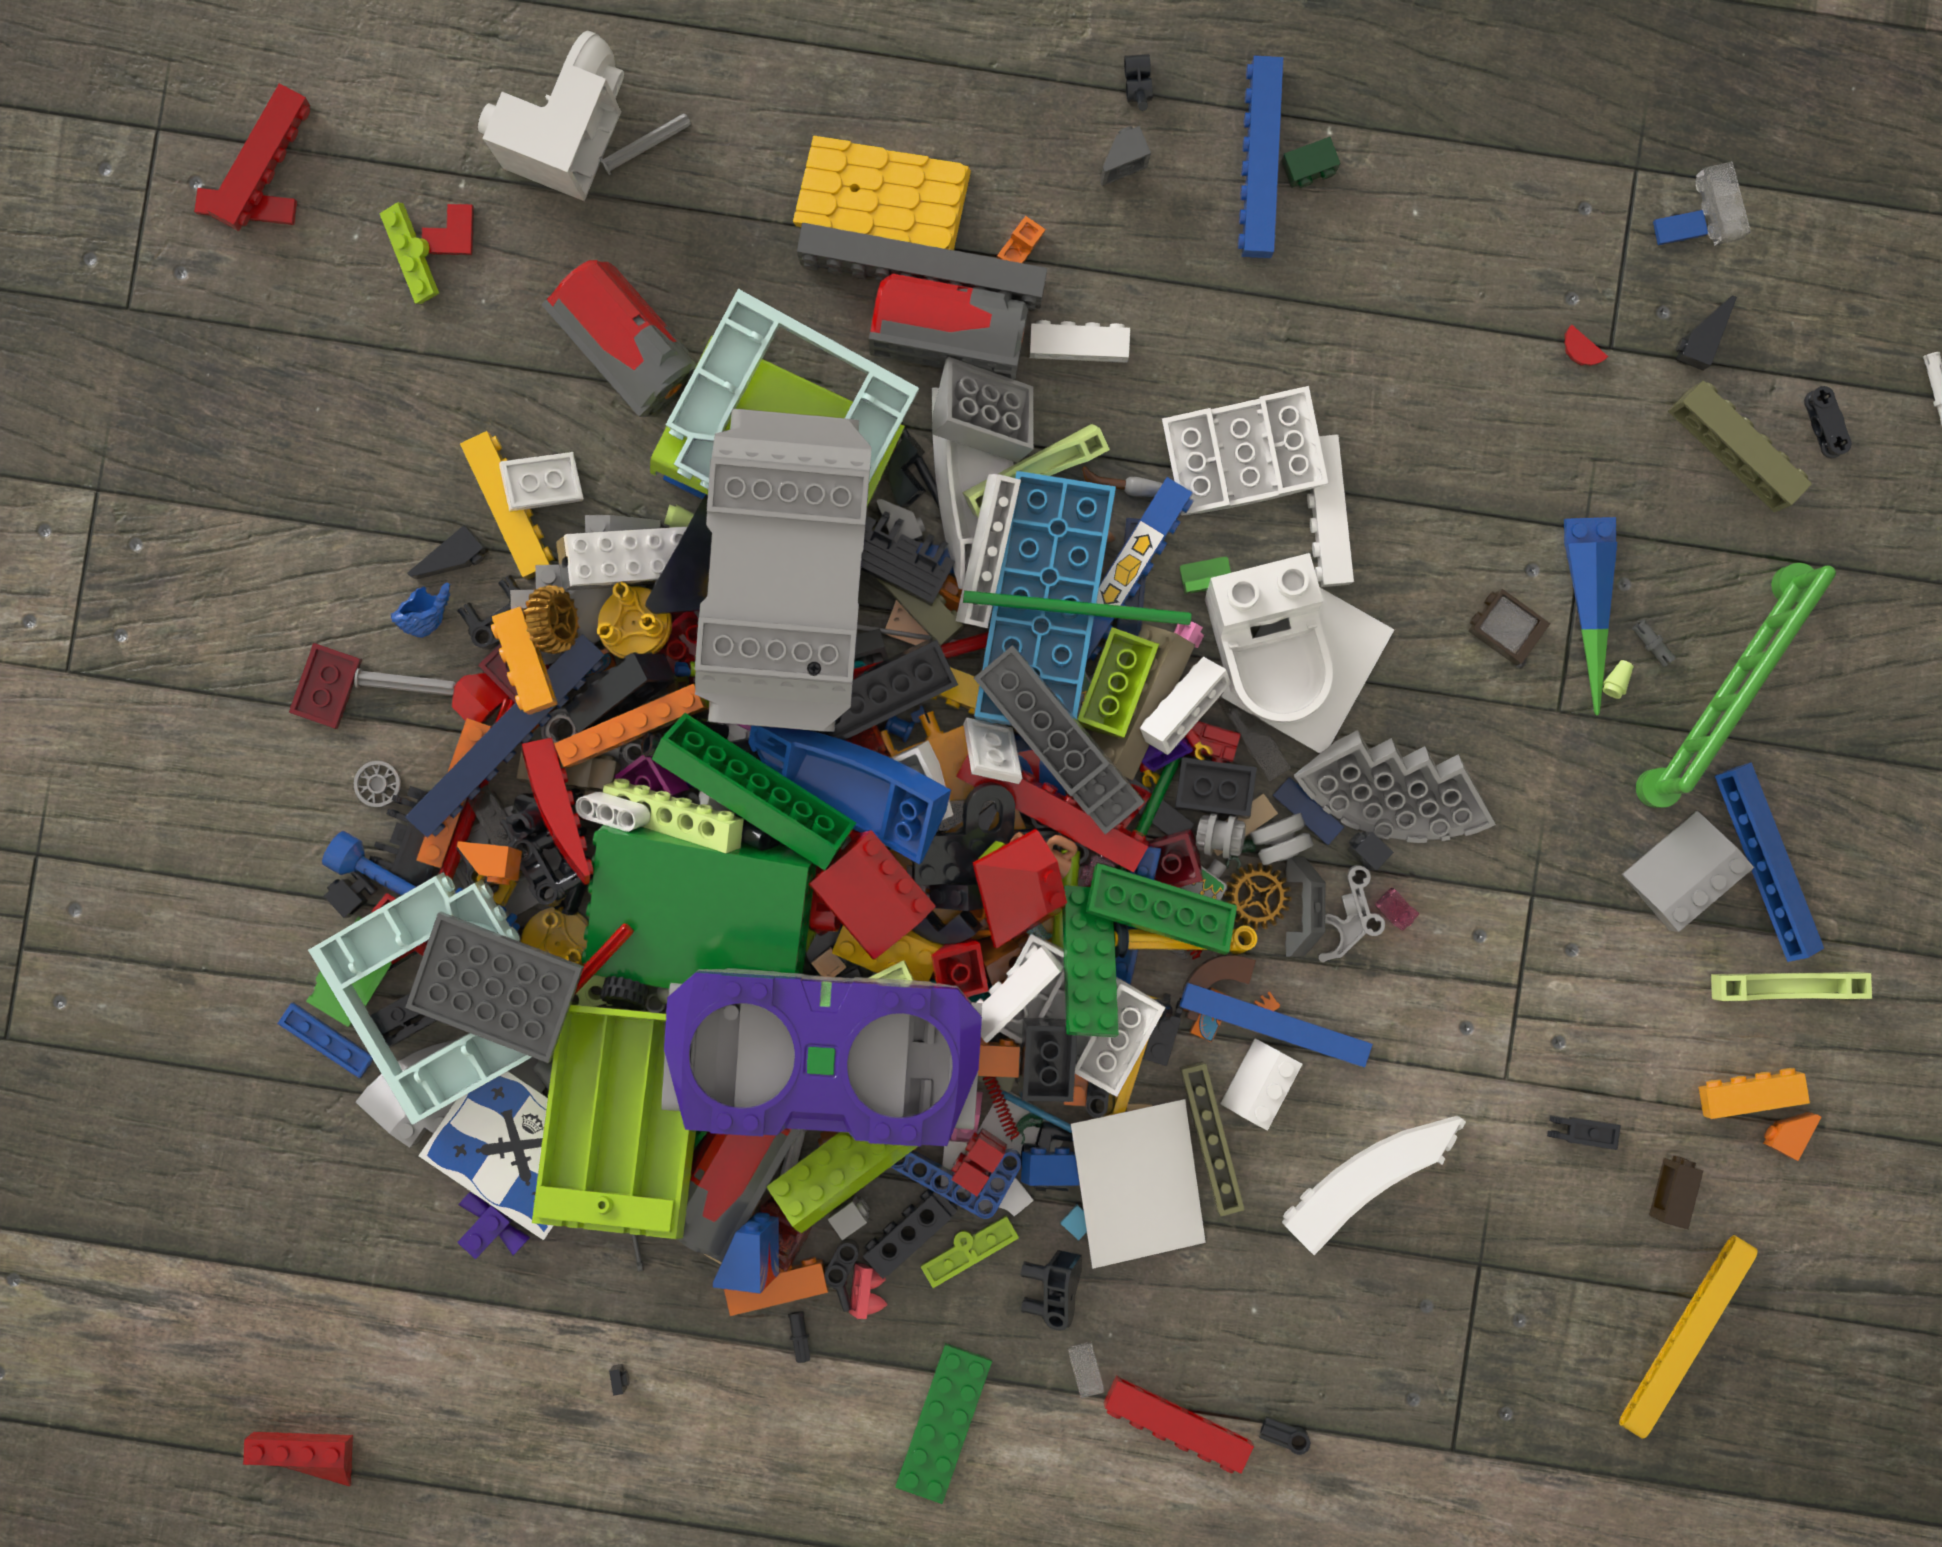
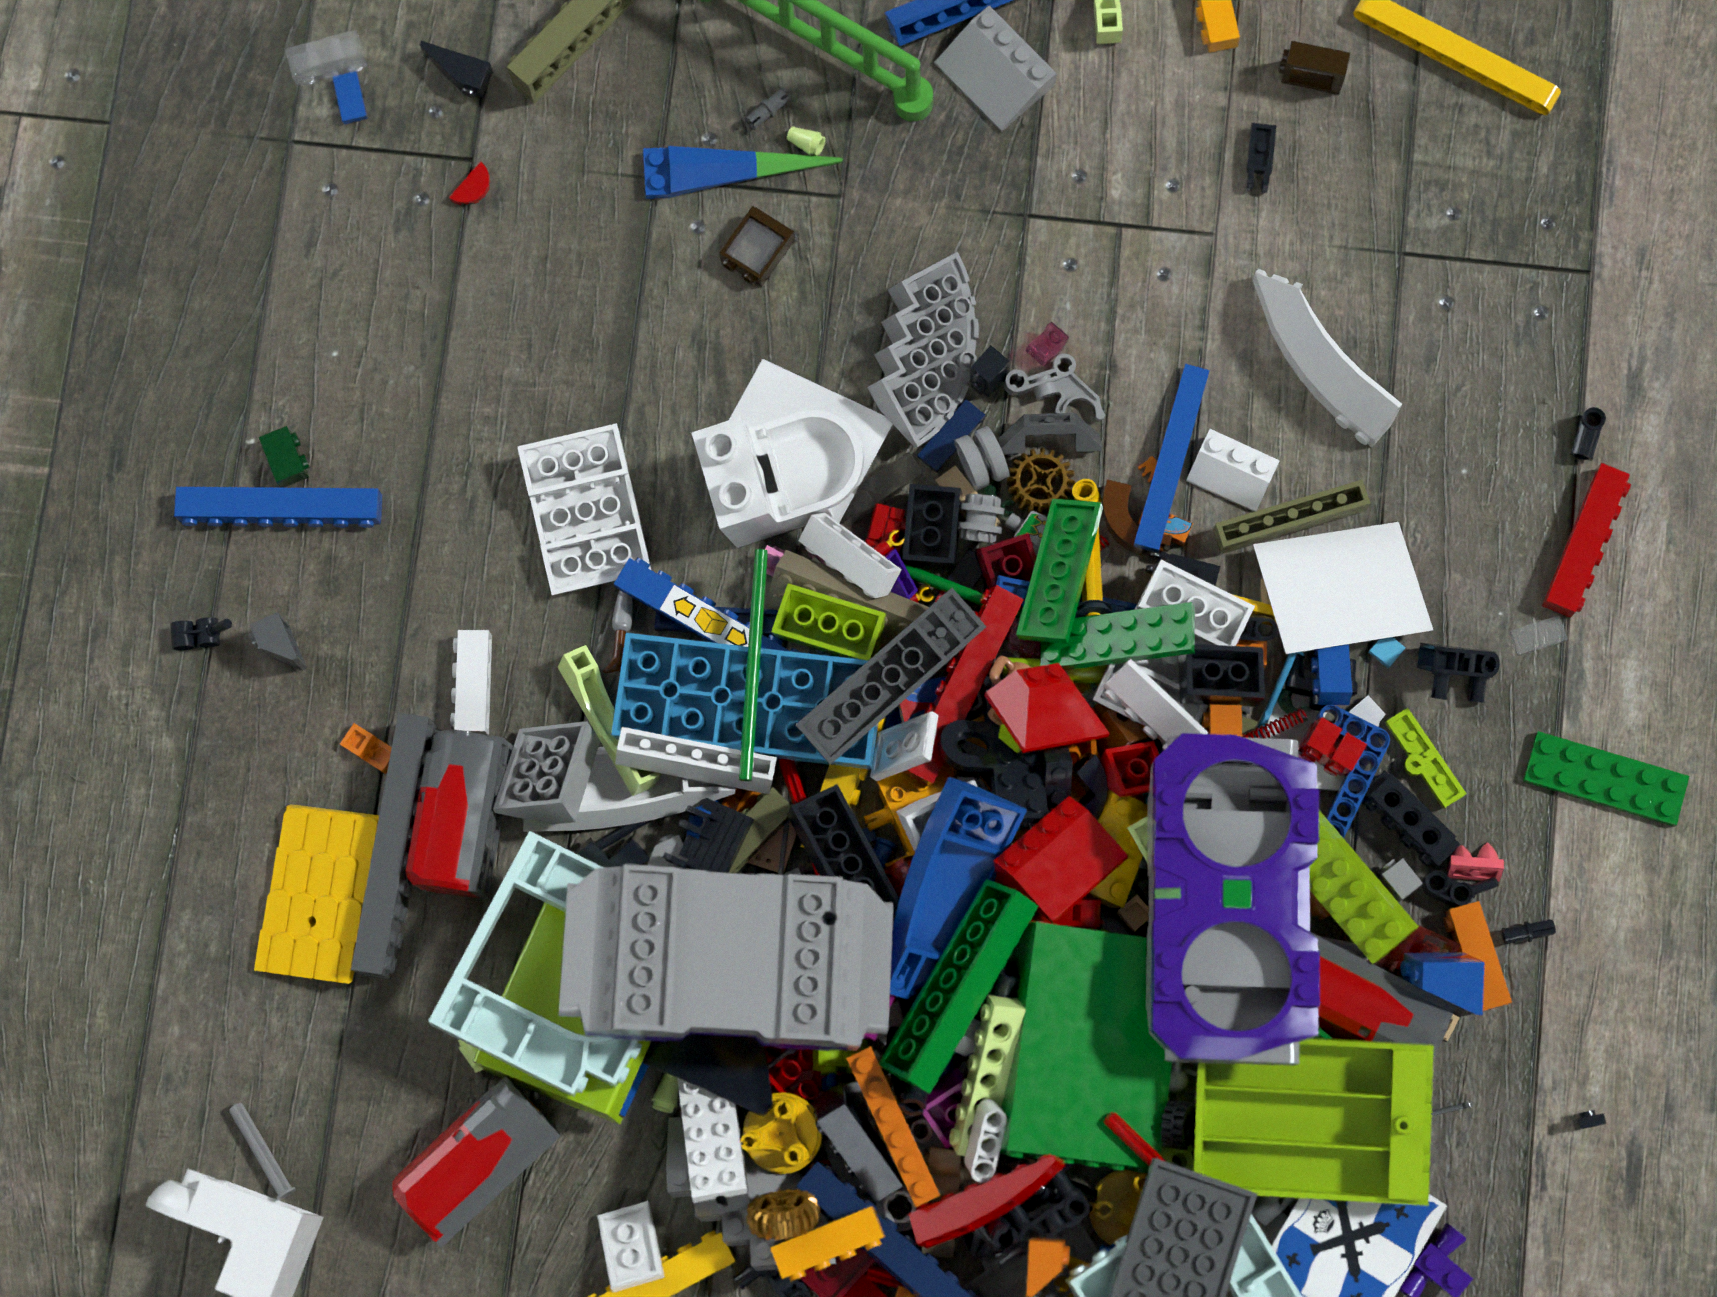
camera: 85 degrees left, 10 degrees down
(1197, 575) = (712, 547): bright green panel -> none
(1330, 521) = (653, 423): white brick -> none

